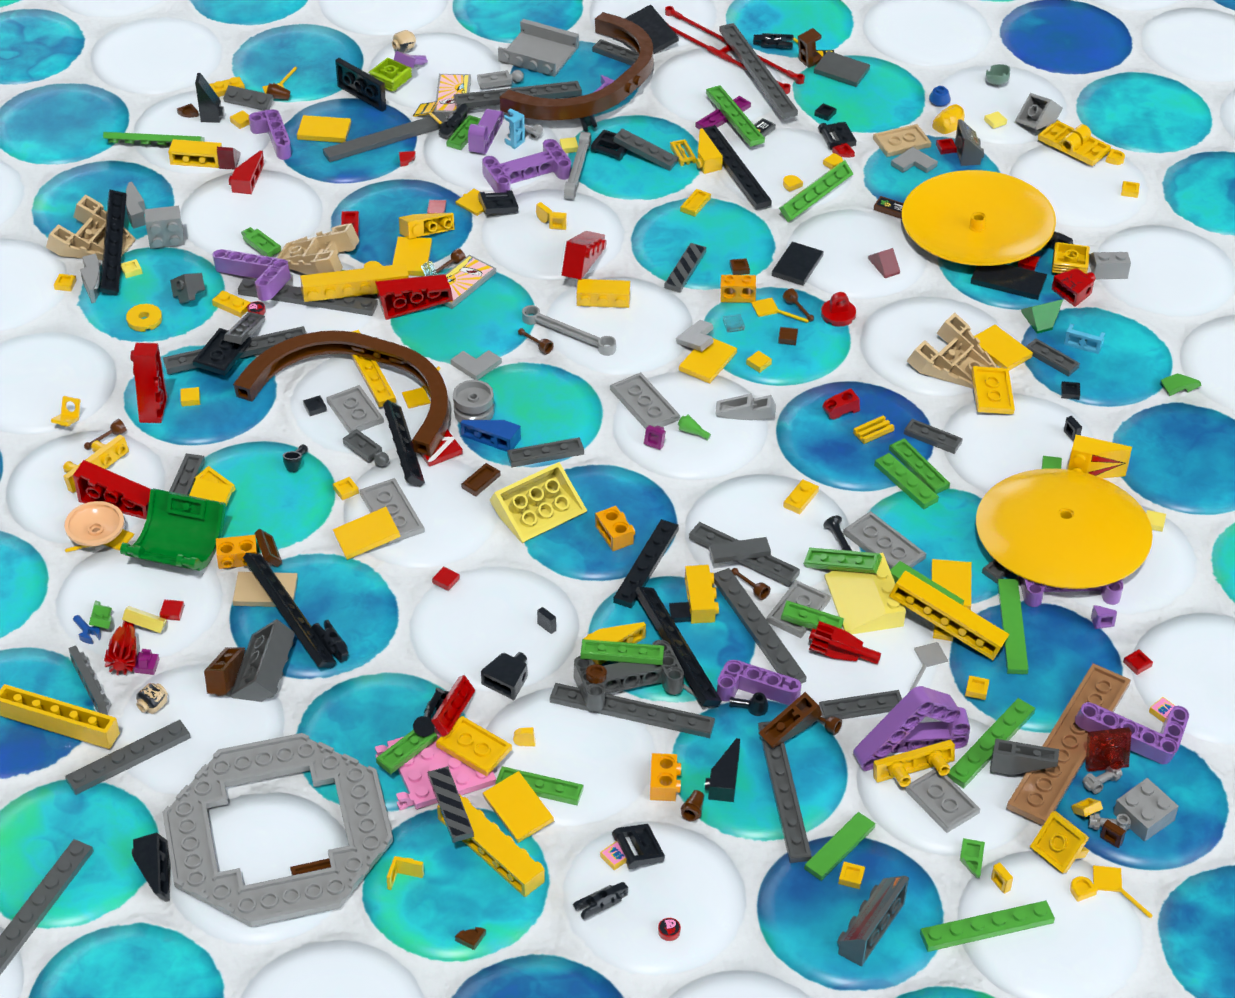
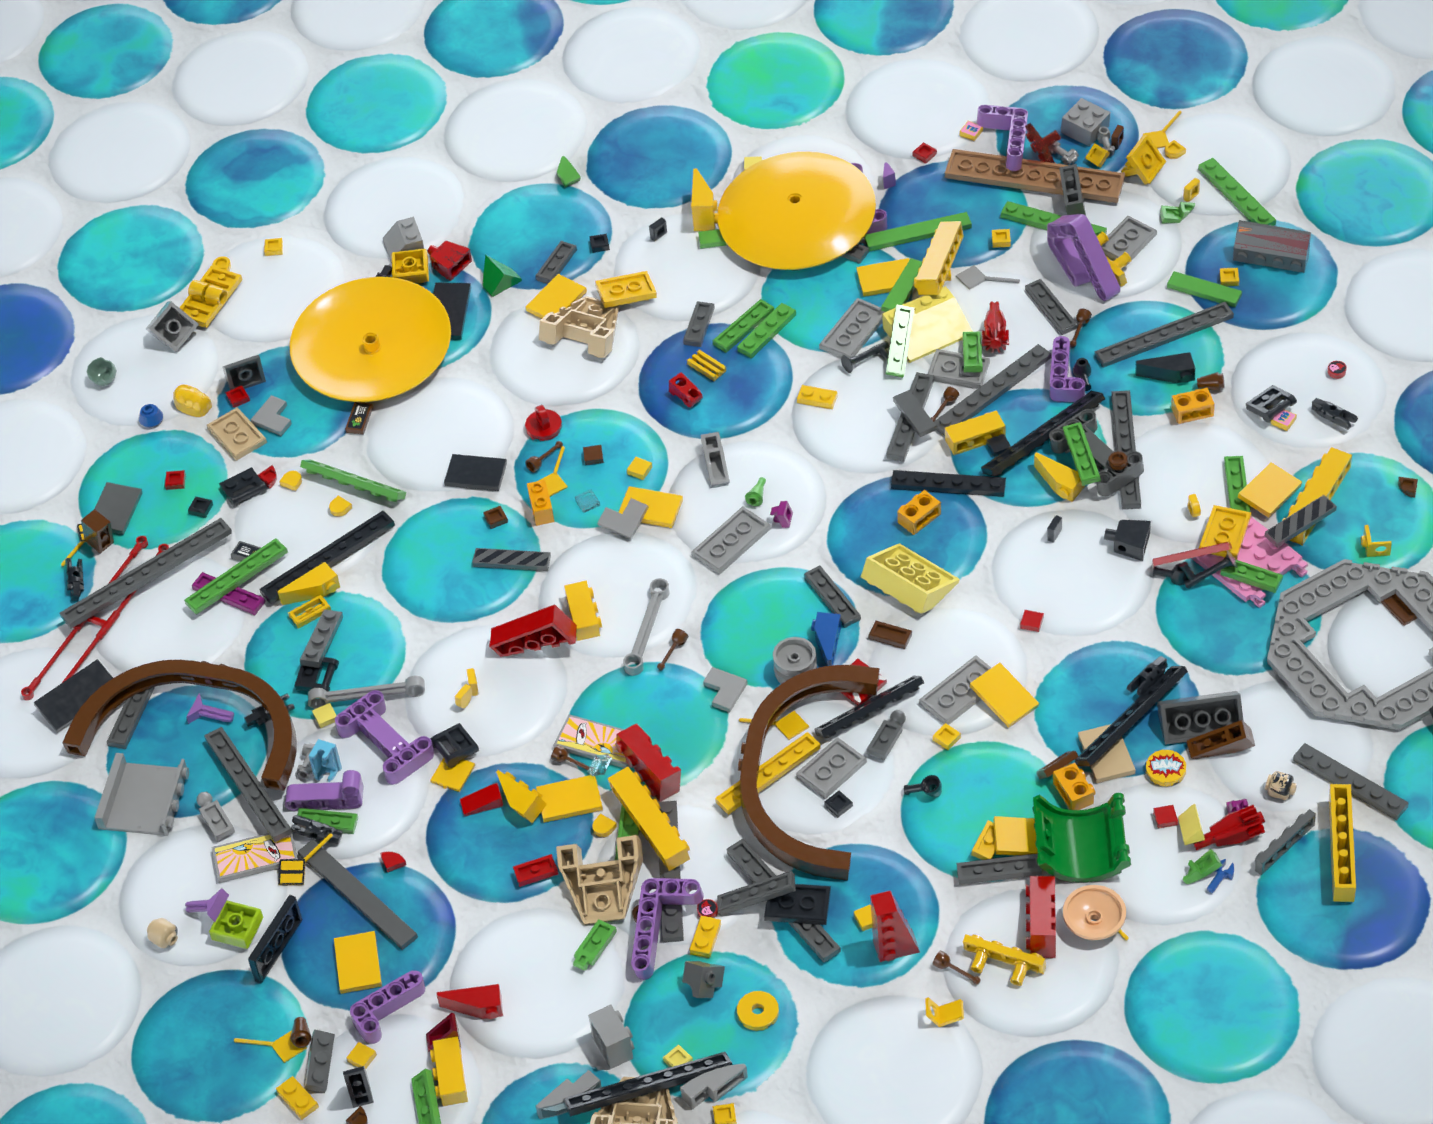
camera: 100 degrees left, 5 degrees up
(224, 625) = (1165, 767): none -> tile
(695, 202) = (397, 578): yellow tile -> none
(791, 721) = (1098, 335): reddish brown slope -> none
(862, 103) = (175, 480): none -> red tile
(885, 263) = (451, 405): slope -> none
(995, 119) = (179, 365): light yellow tile -> none
(1083, 340) = (525, 242): medium azure hinge -> none

